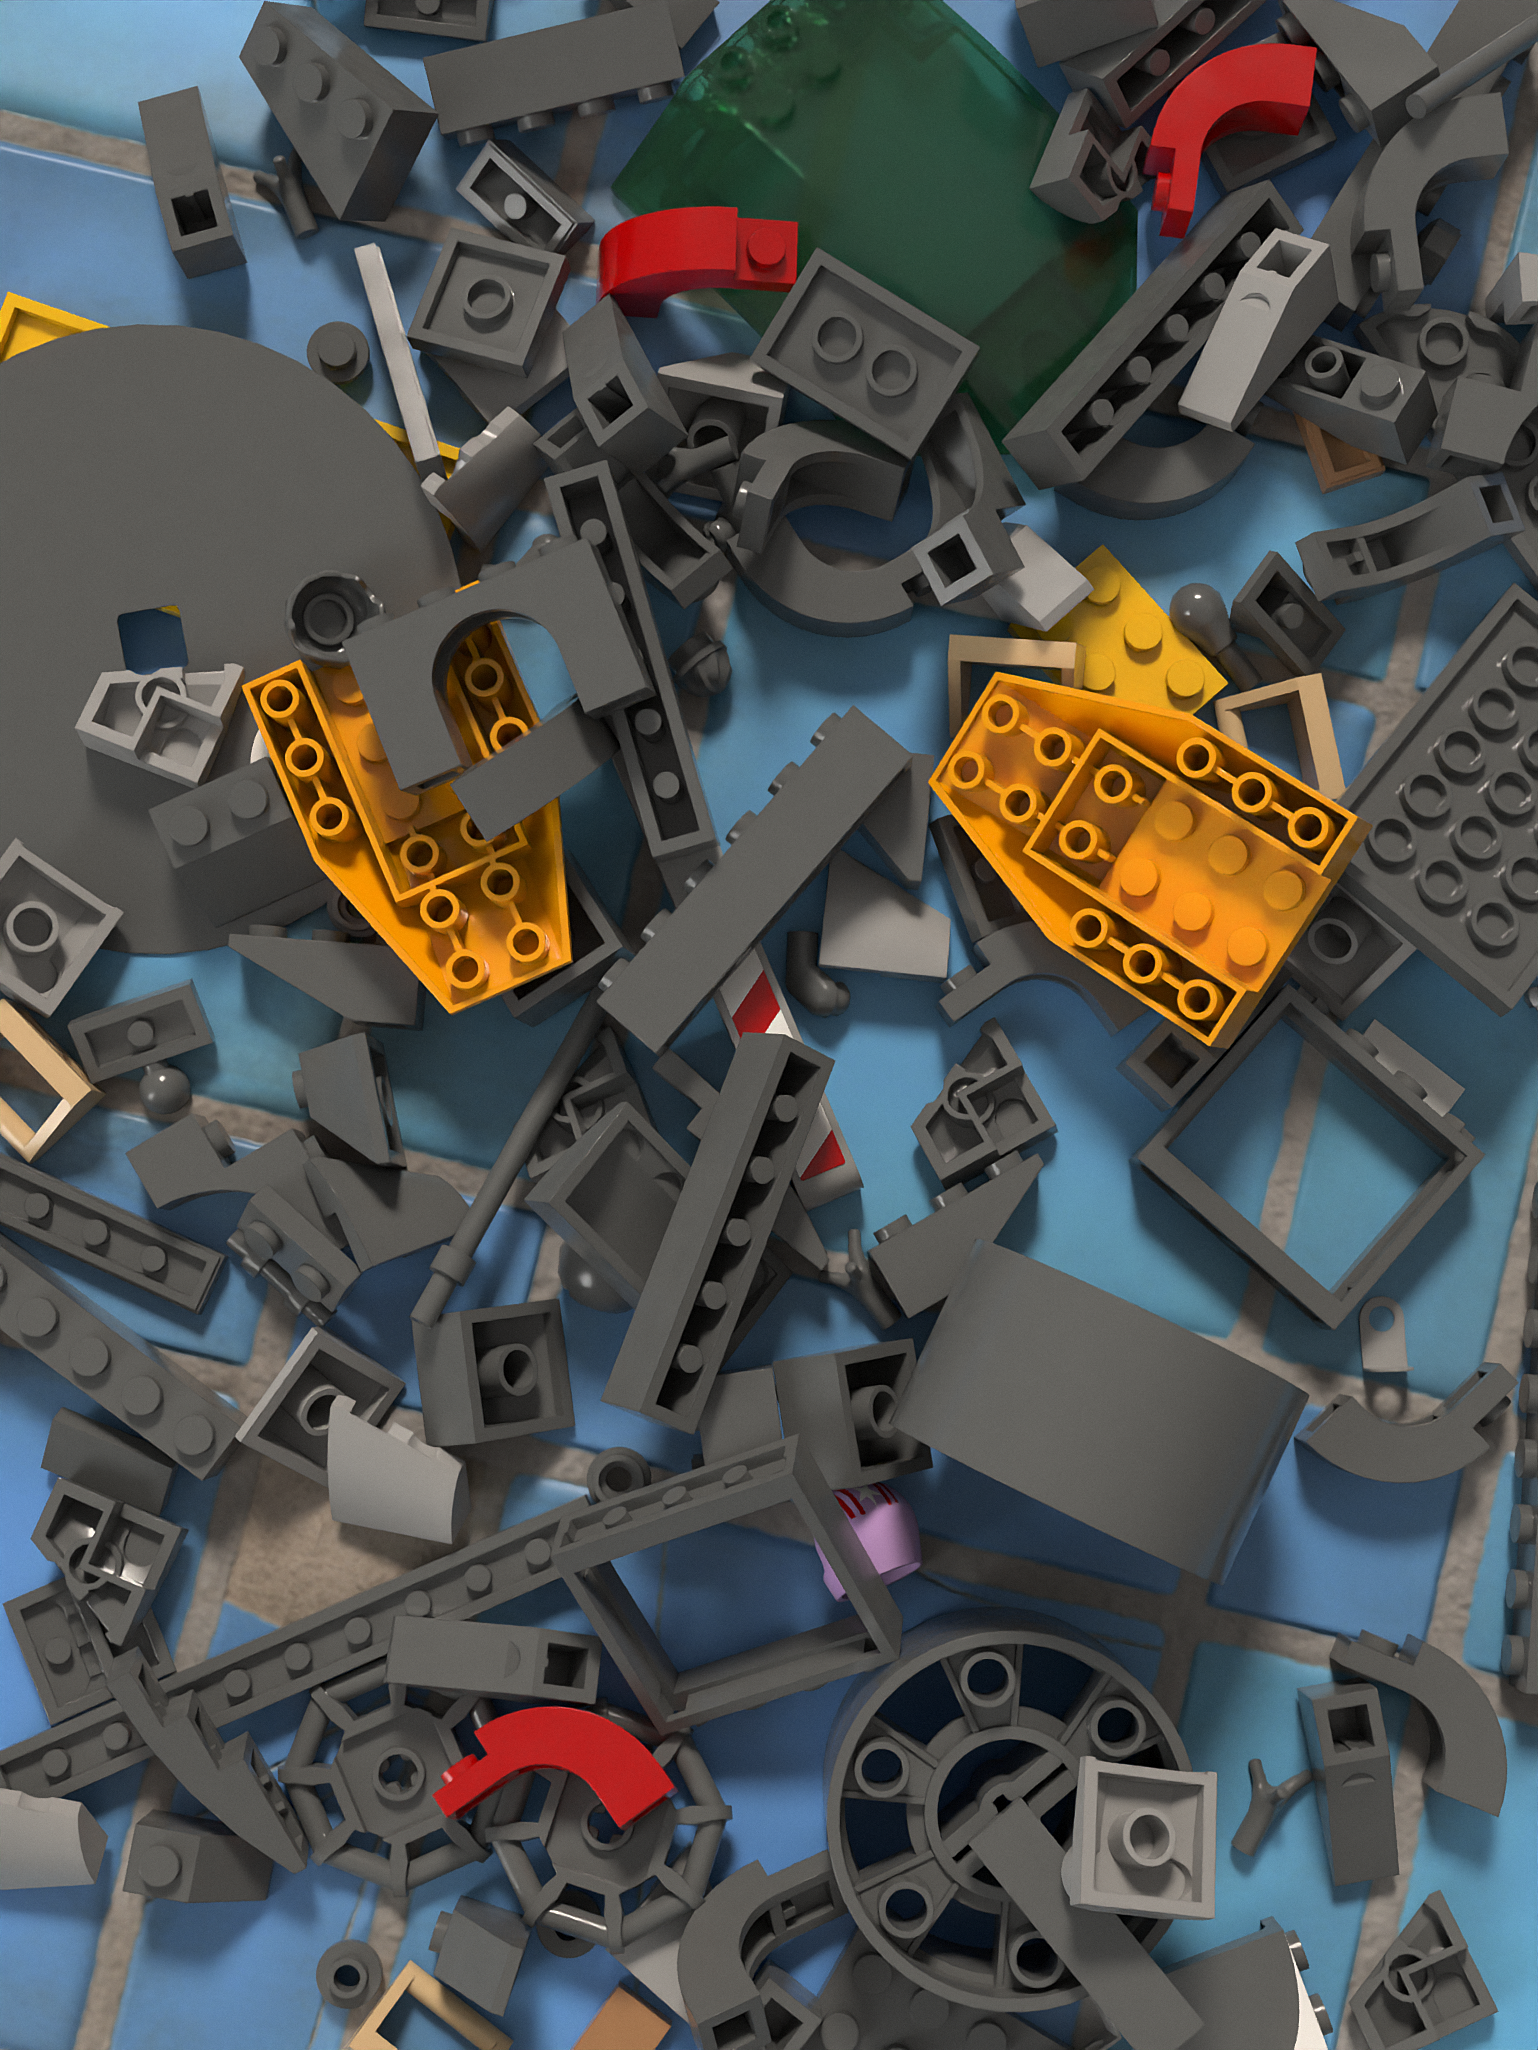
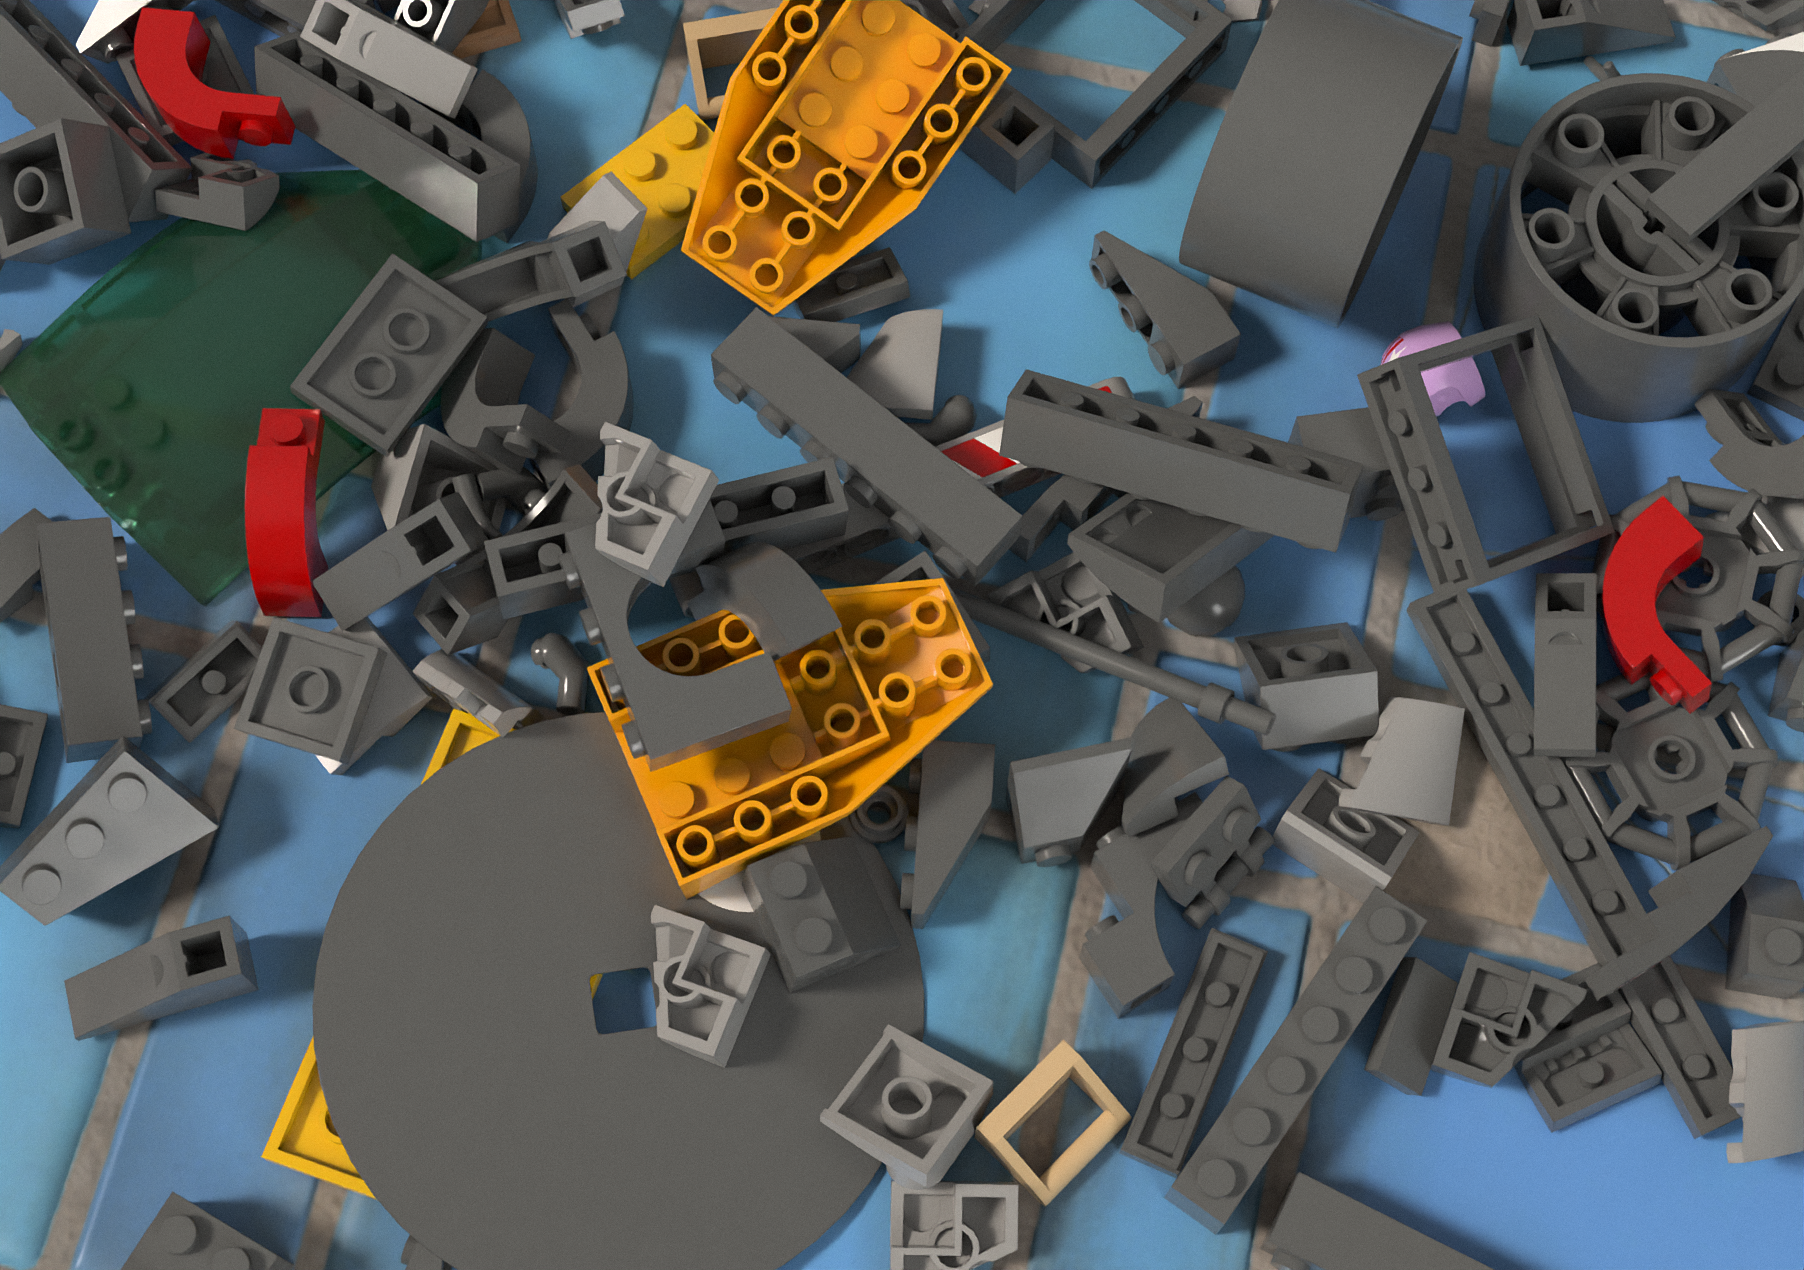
camera: 90 degrees left, 15 degrees down
(144, 1035) = (1007, 1008): dark grey plate -> none
(290, 191) = (179, 892): dark grey bar -> none
(327, 611) = (610, 812): dark grey hair -> none
(338, 352) = (341, 841): dark grey plate -> none
(400, 362) = (366, 769): tile -> none
(613, 623) = (647, 503): none -> light grey slope
(616, 1457) = (1399, 568): dark grey plate -> none
(844, 1411) = (1319, 368): dark grey brick -> none
(862, 1285) = (1210, 385): dark grey bar -> none
(982, 1112) = (1055, 293): dark grey slope -> none
(1006, 652) = (654, 296): tan tile -> none
(1026, 954) = (919, 246): dark grey arch -> none
(1143, 1842) = (1676, 96): light grey slope -> none
(1203, 618) = (628, 120): dark grey piece -> none
(1285, 616) = (625, 58): dark grey slope -> none

